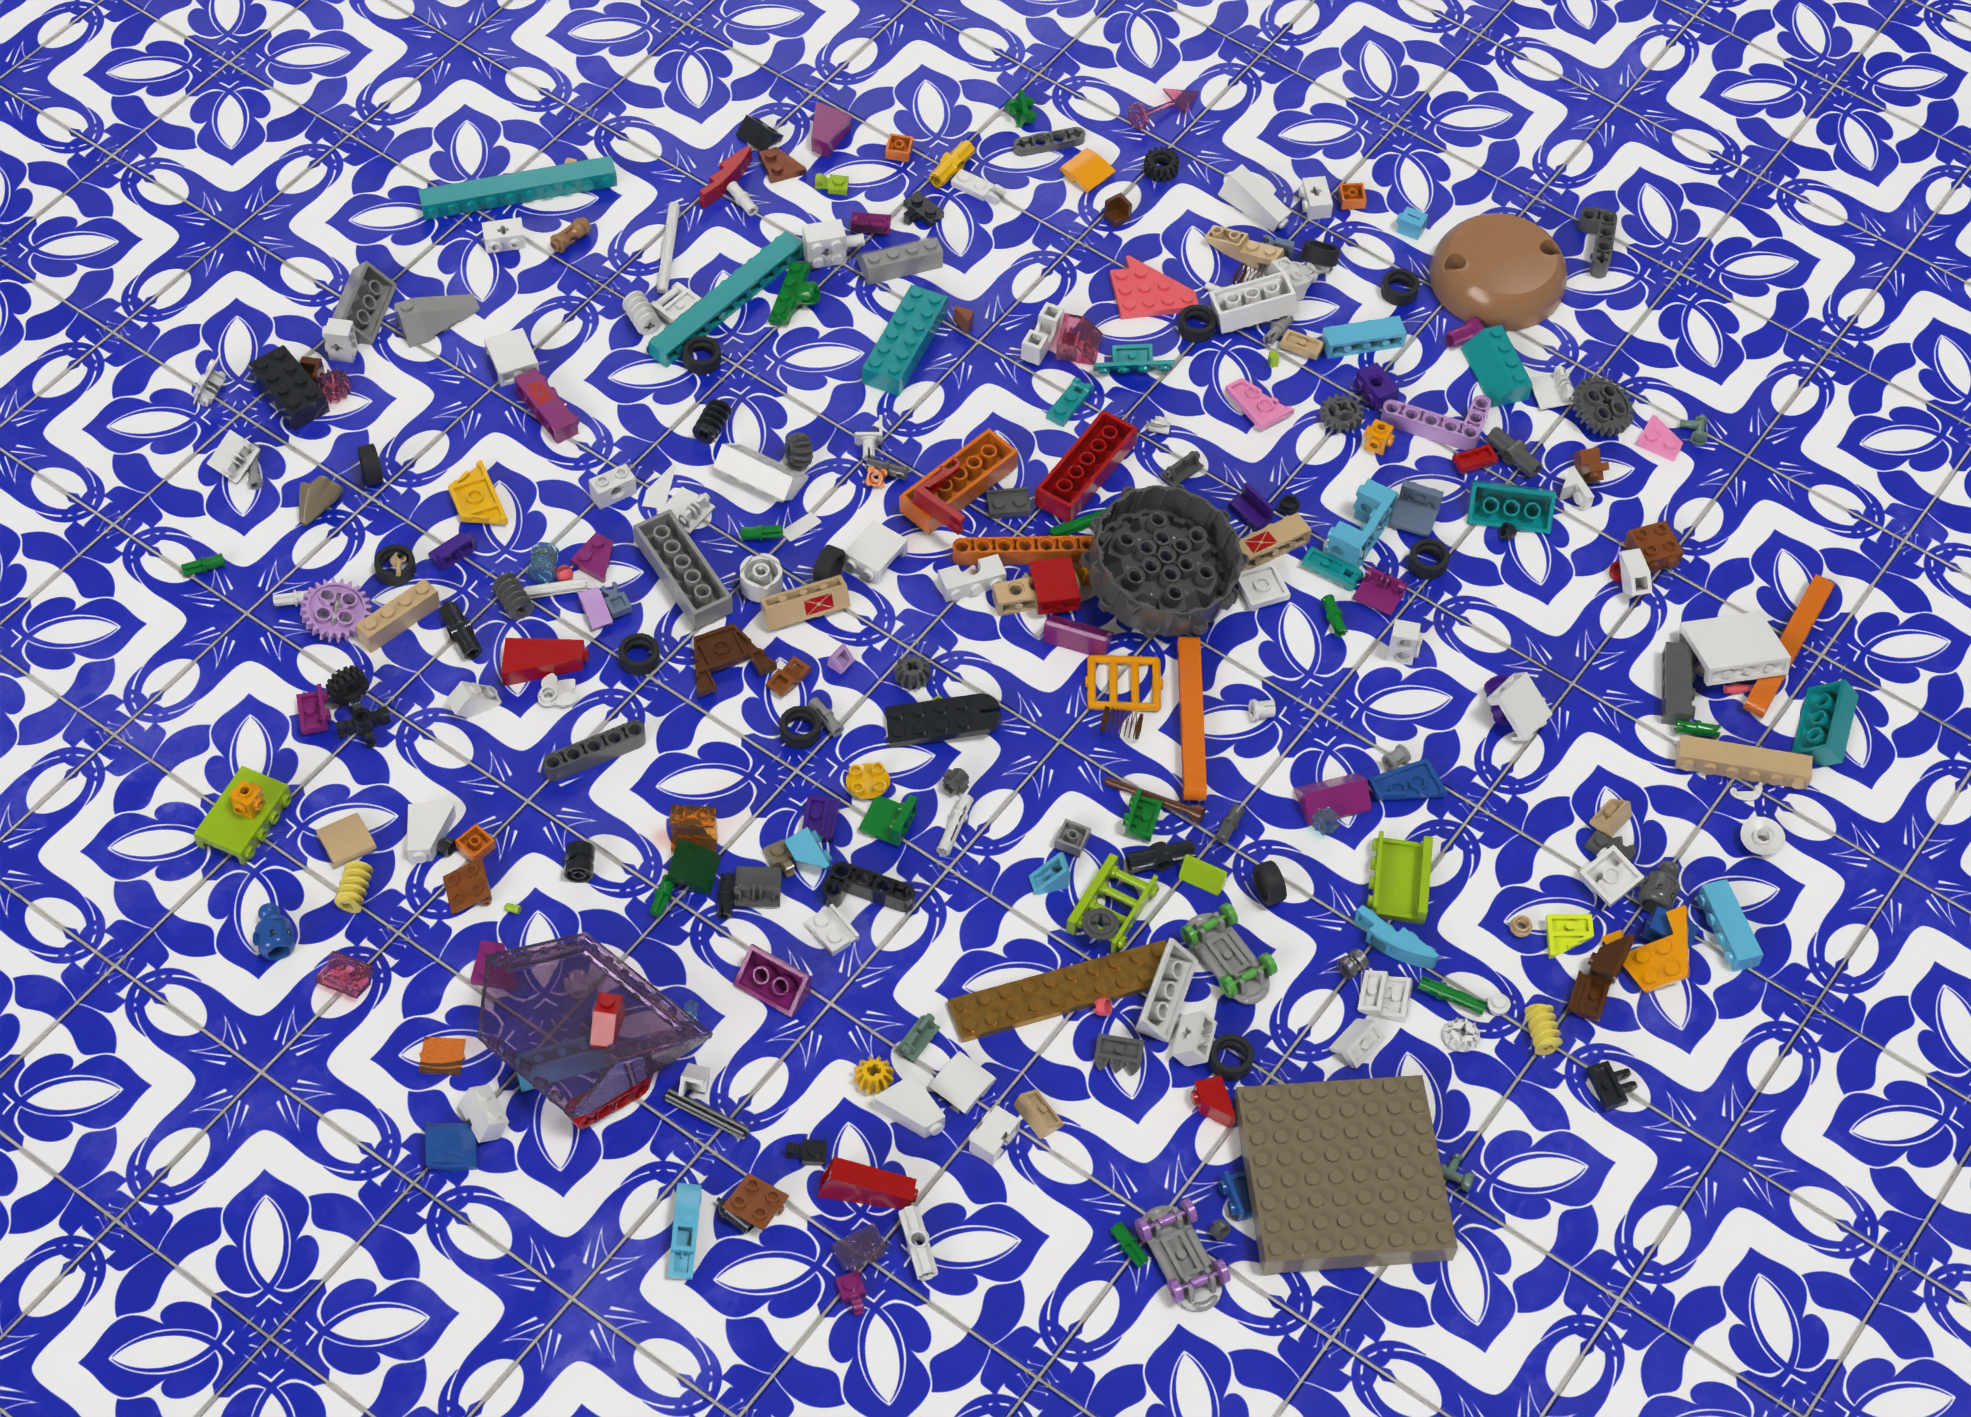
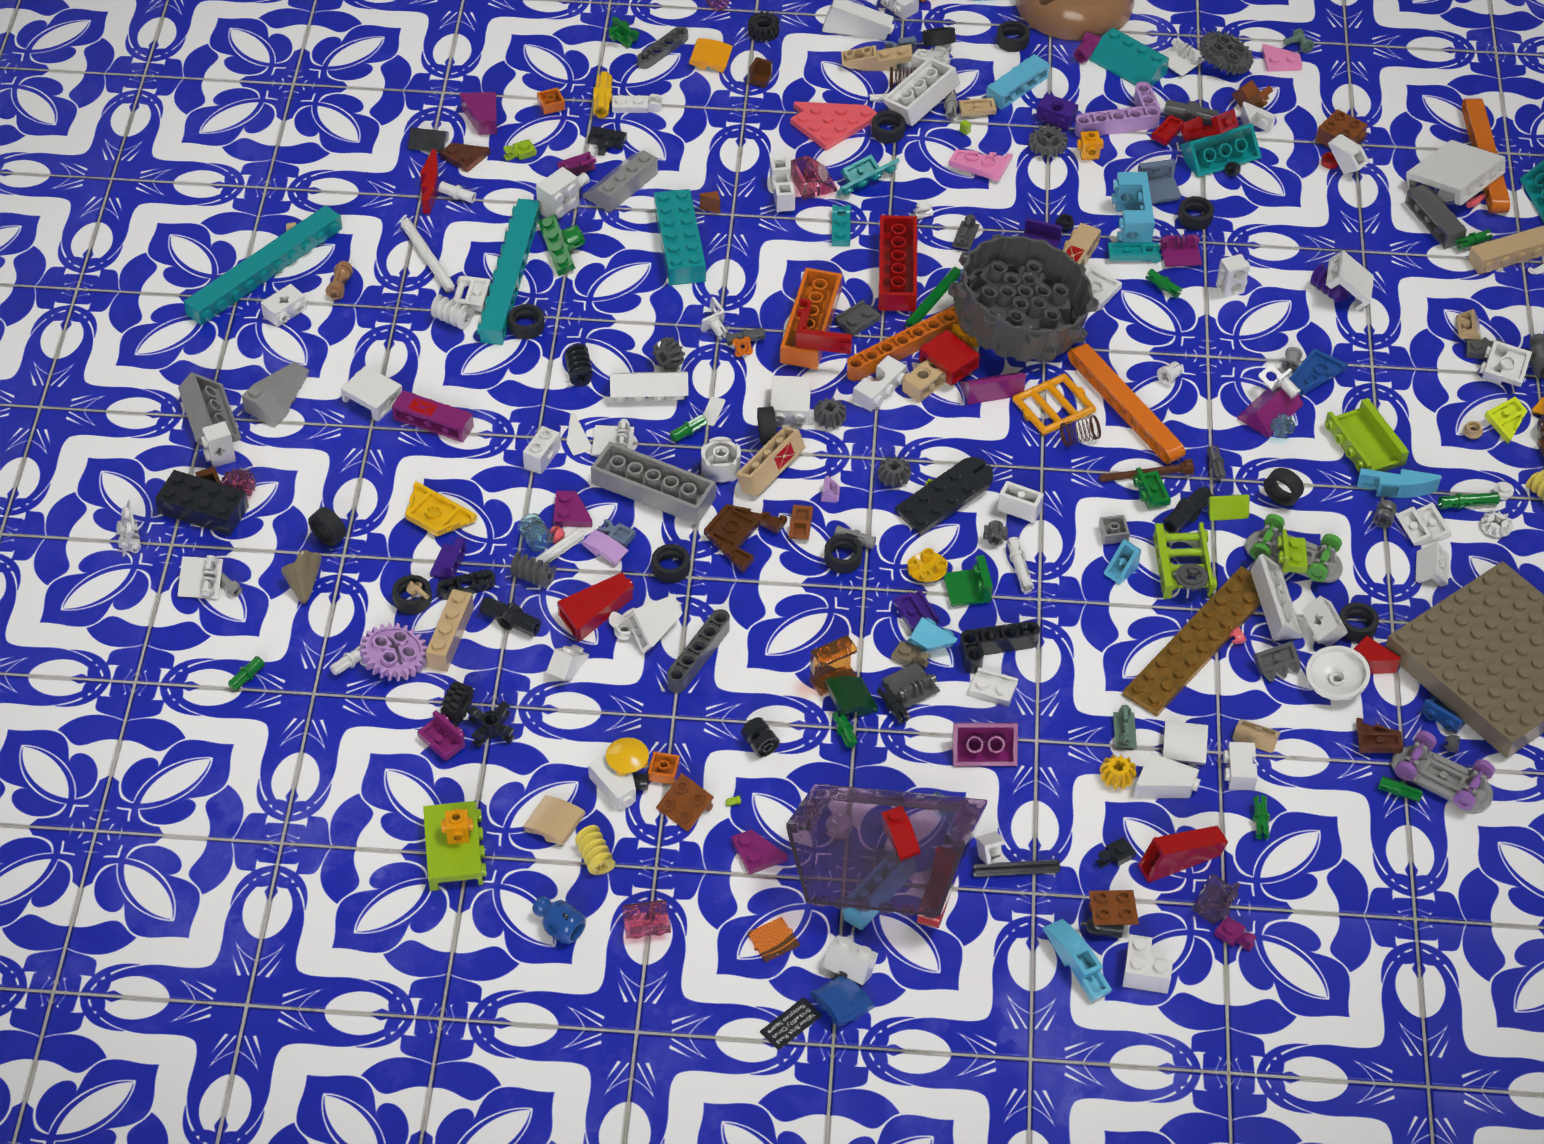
camera: 30 degrees left, 5 degrees down
(393, 1141) = (790, 1023): none -> black sticker
(444, 814) = (627, 755): none -> yellow dish
(457, 586) = (481, 585): none -> black beam
(576, 701) = (653, 621): none -> white slope
(734, 1273) = (1145, 971): none -> white brick
(901, 584) = (830, 413): none -> dark grey gear
(920, 1254) = (1261, 877): white piece -> none
(971, 1195) = (1261, 817): none -> green pin
(1002, 763) = (1020, 501): none -> white brick
(1149, 1182) = (1378, 738): none -> copper wing
(1161, 1084) = (1338, 664): none -> white dish
(1219, 953) = (1292, 553): none -> lime bracket
(1354, 775) = (1282, 381): none -> white bracket
(1506, 474) = (1221, 123): none -> red panel

